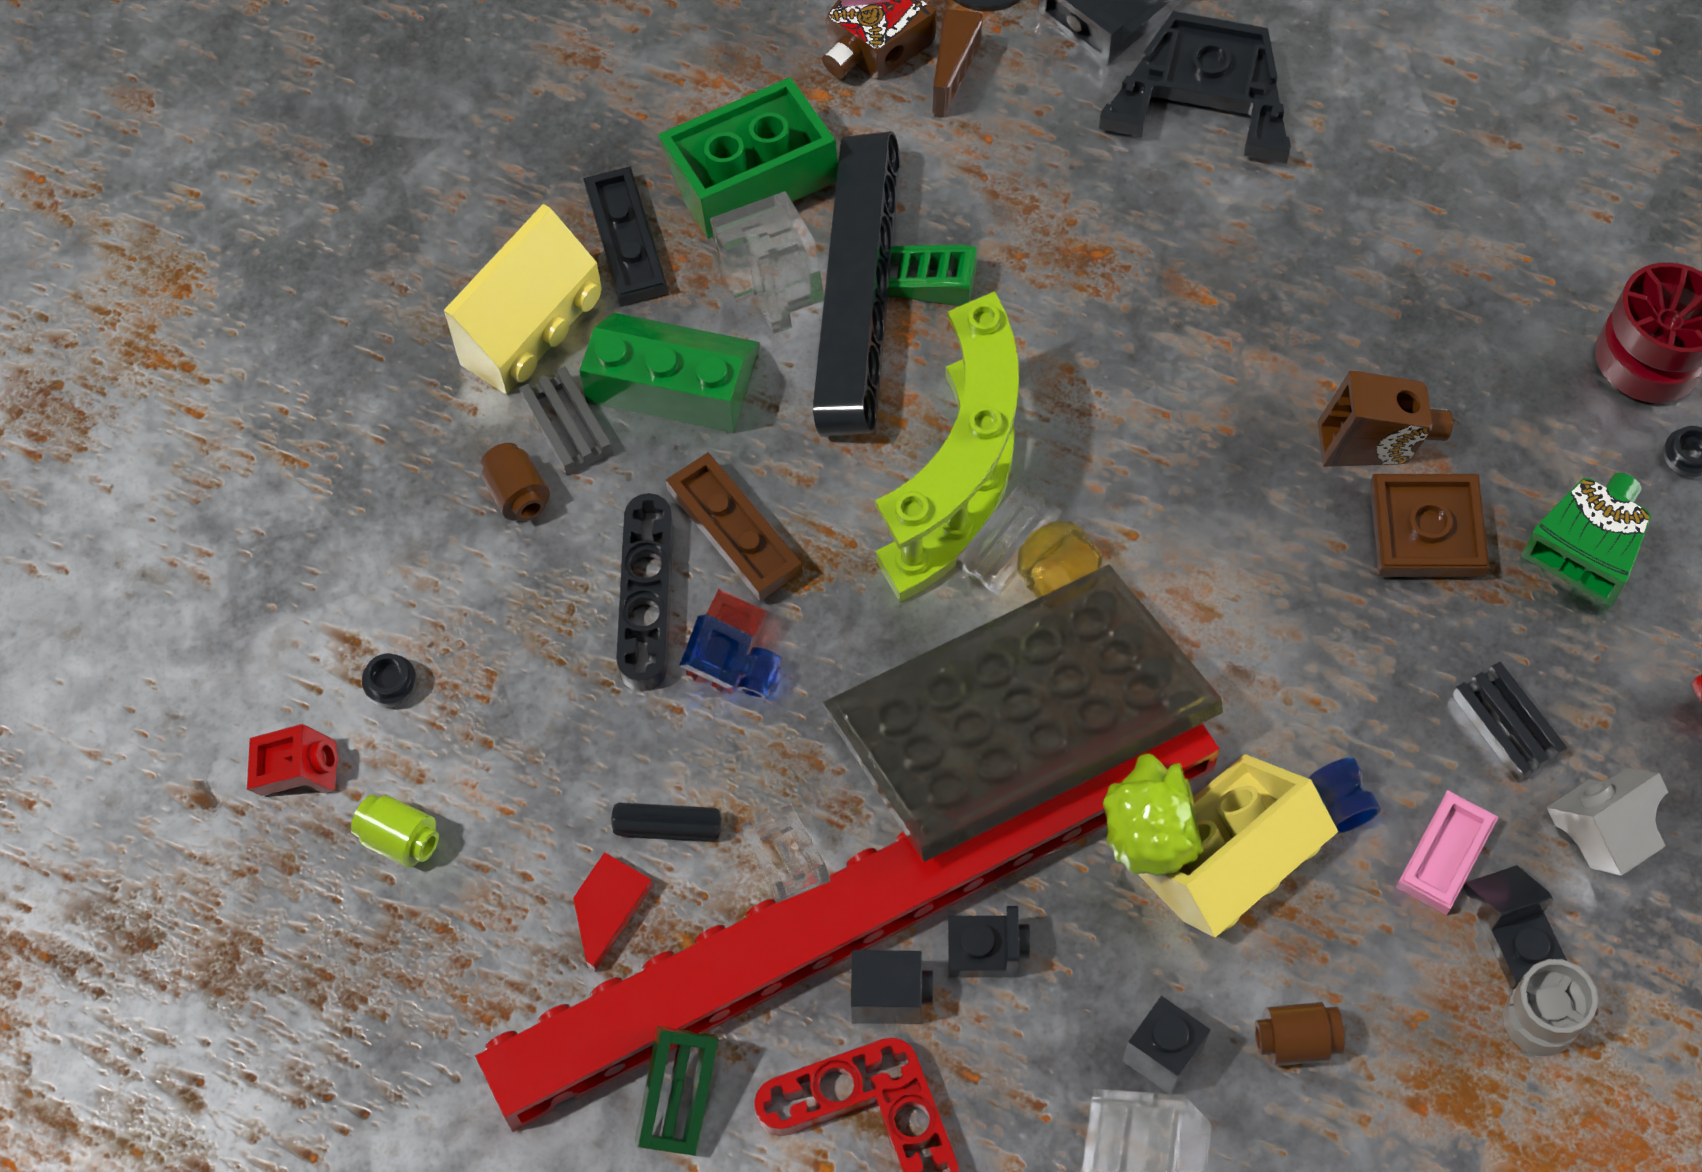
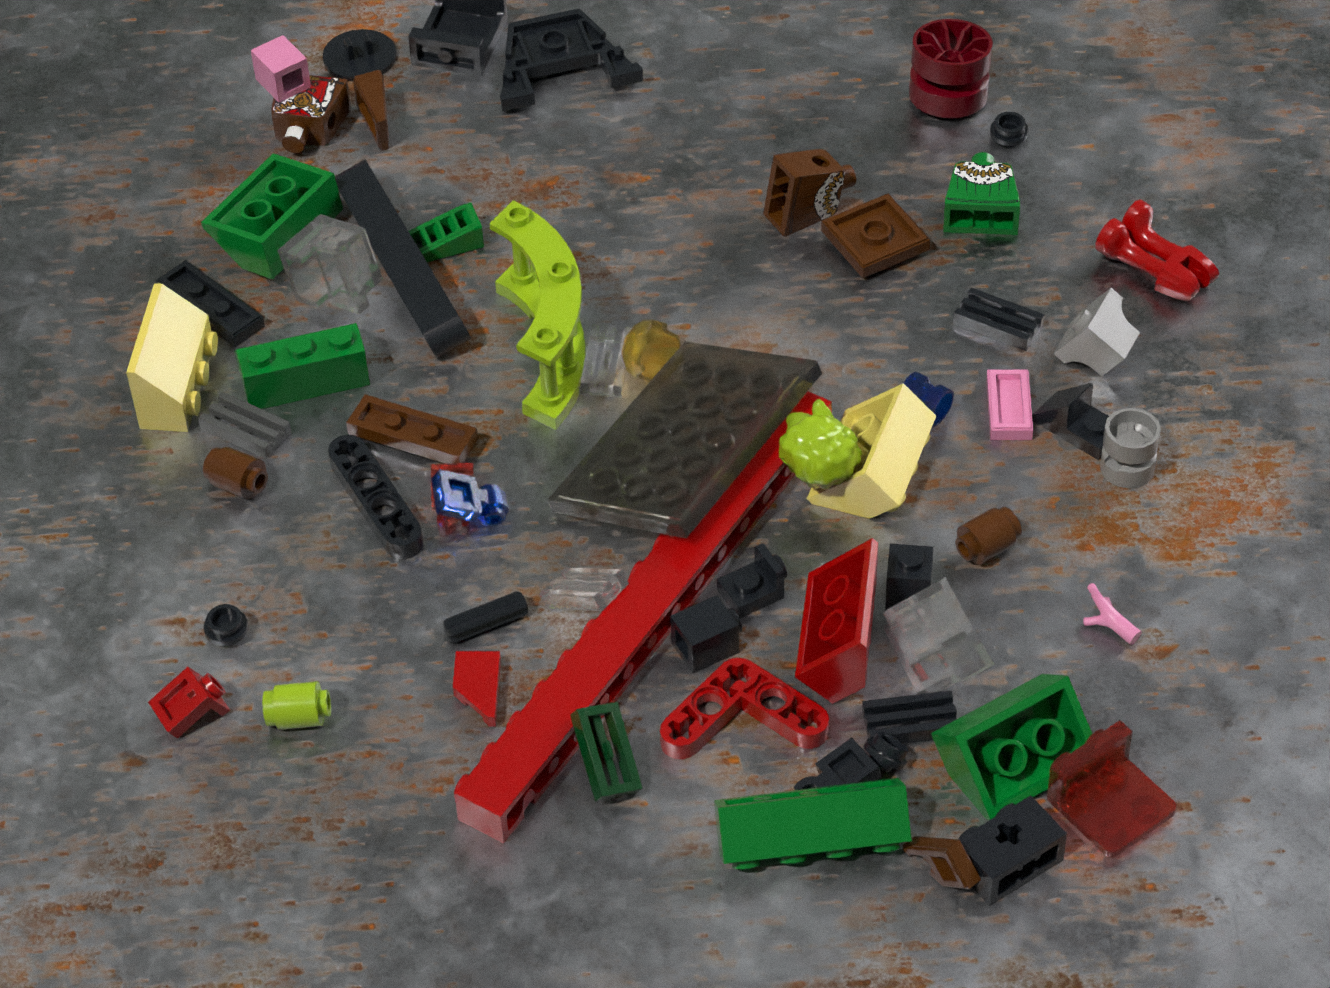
camera: 30 degrees left, 15 degrees down
(1036, 1070) = (838, 623): none -> red slope

